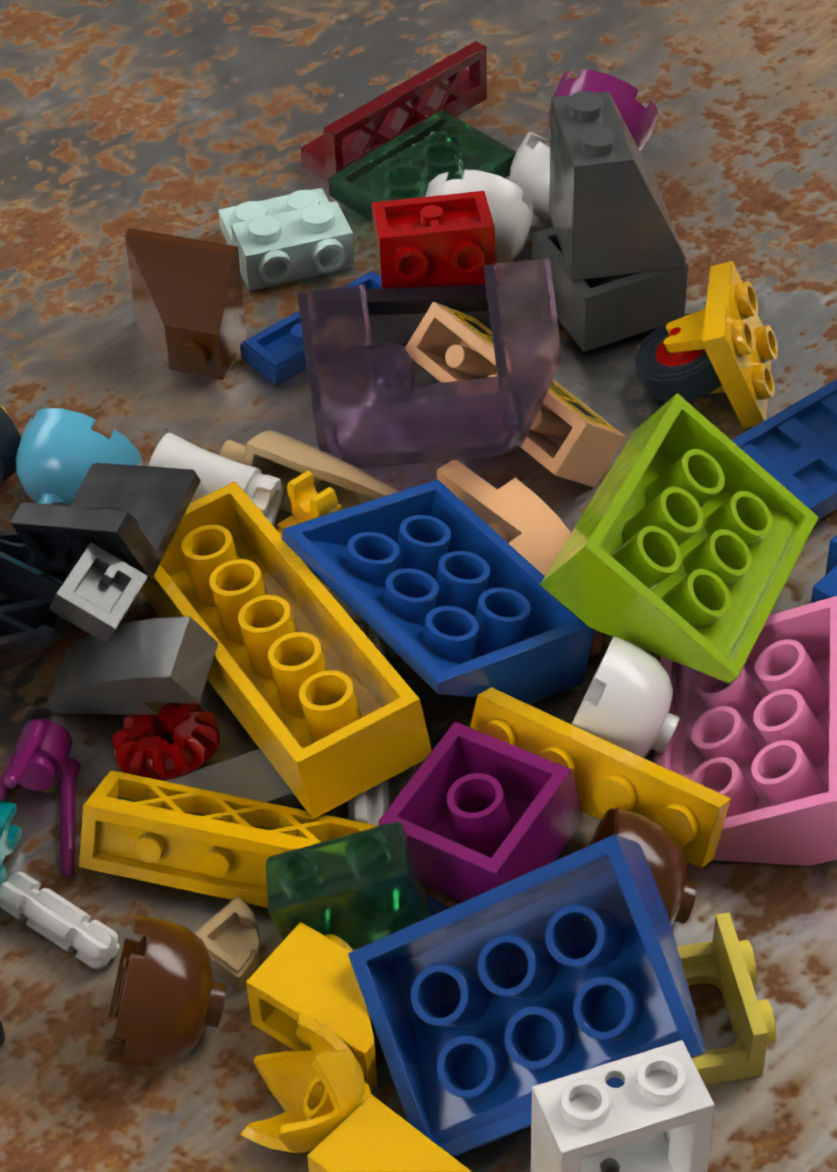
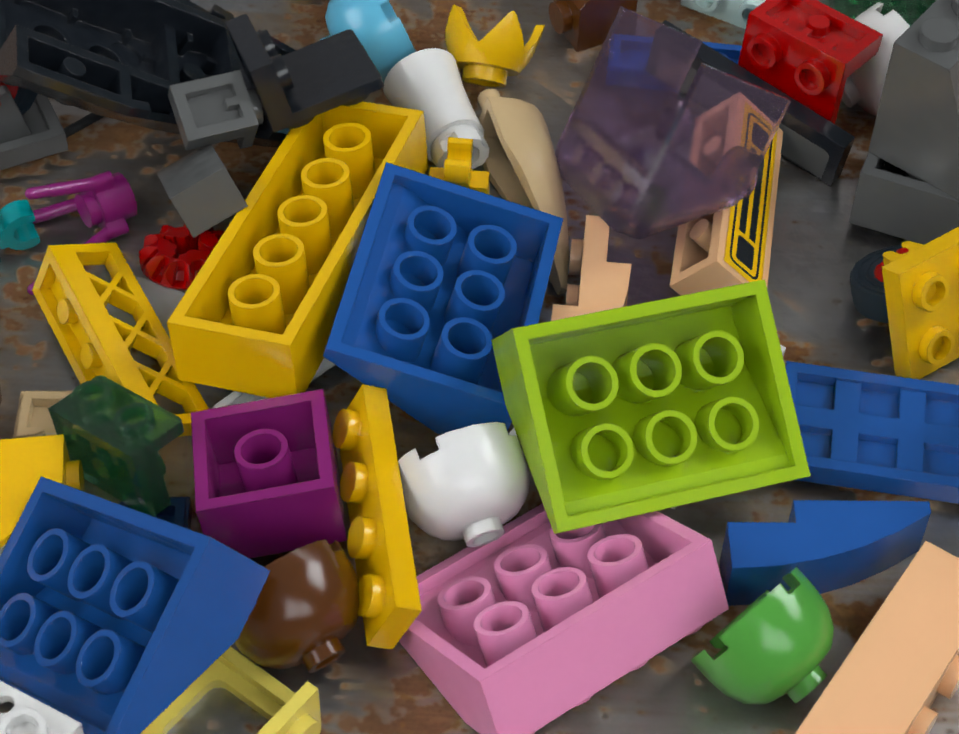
camera: 45 degrees right, 5 degrees up
(191, 422) = (495, 55): none -> yellow piece

